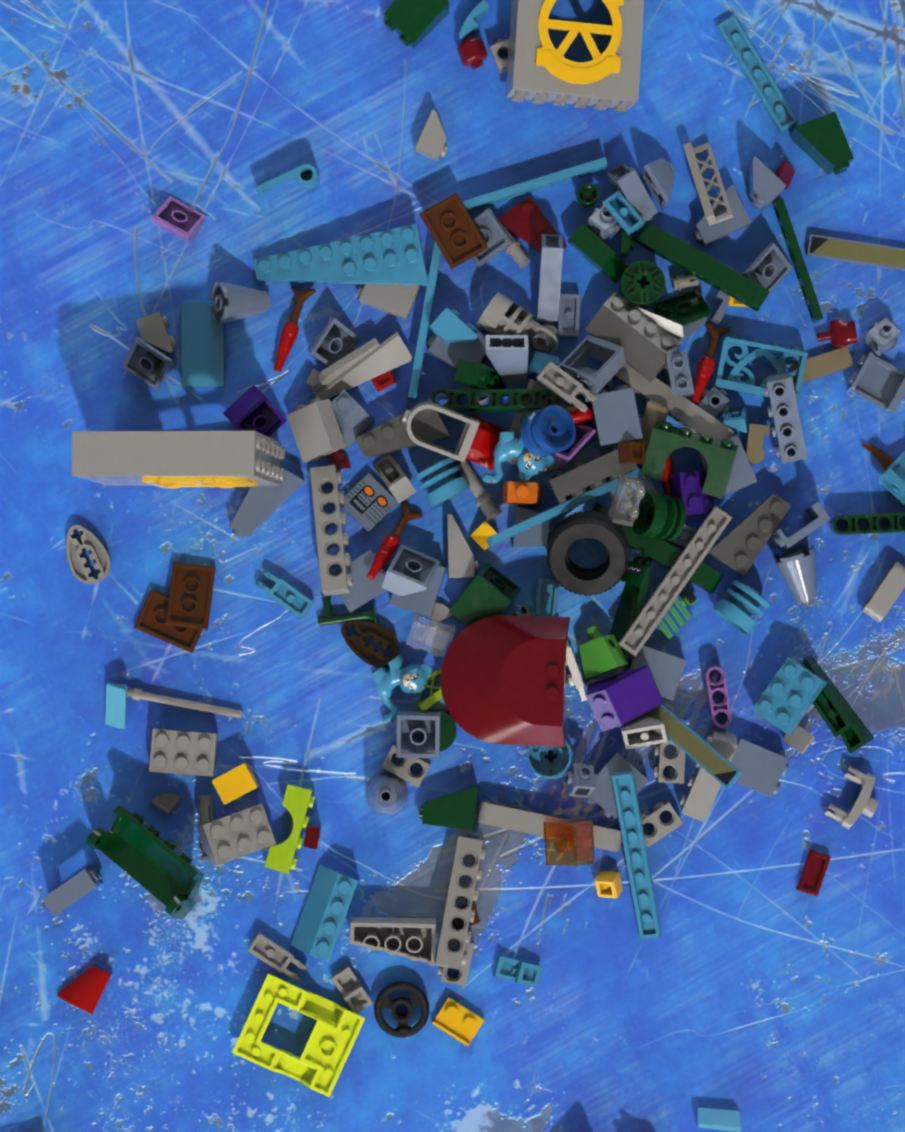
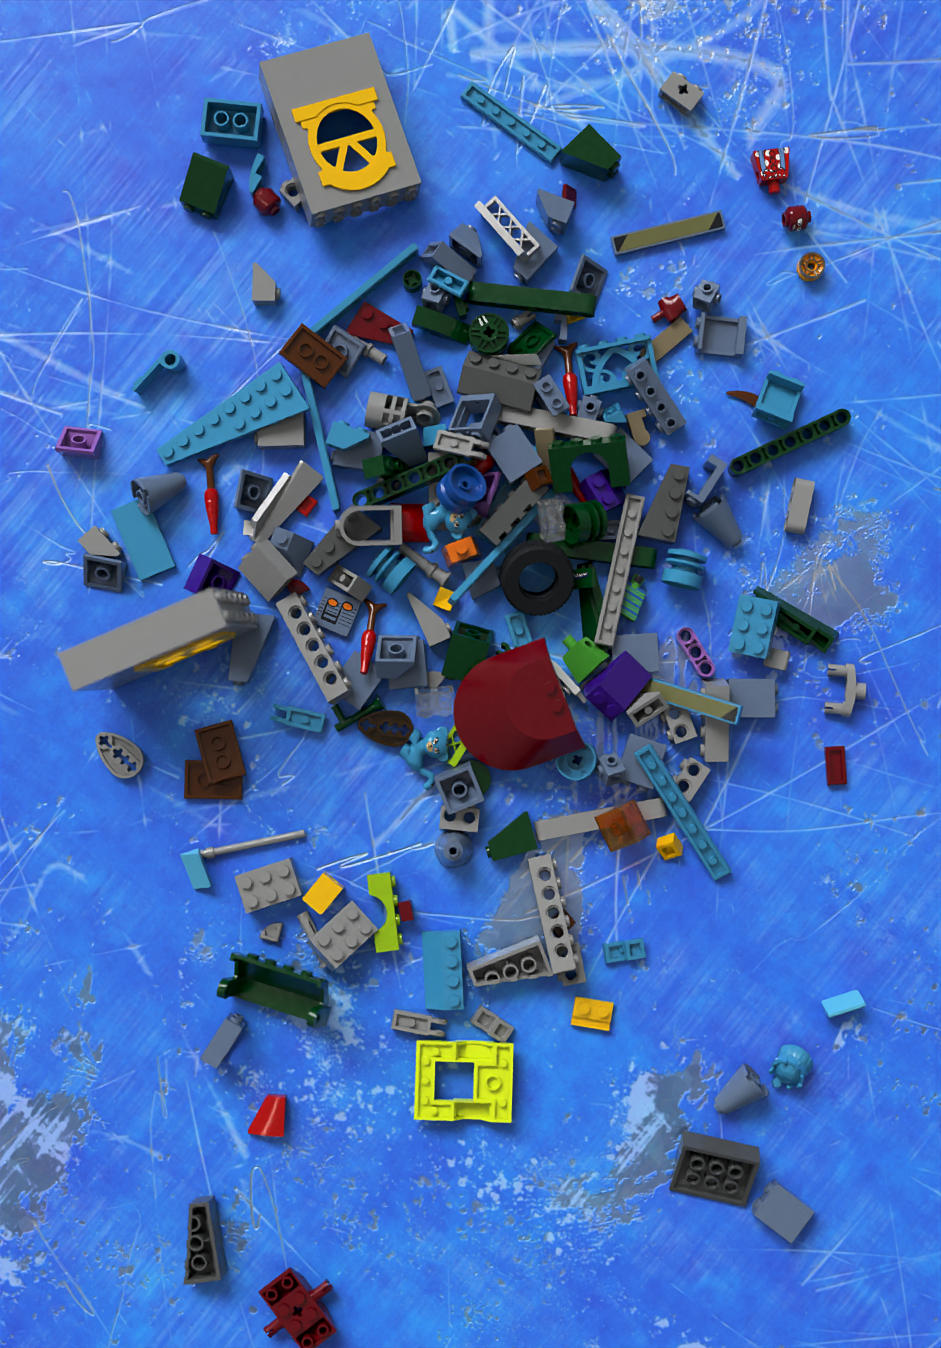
camera: 20 degrees left, 0 degrees up
(384, 1001) = (523, 1022): black wheel -> none
(797, 260) = (609, 262): dark green tile -> none

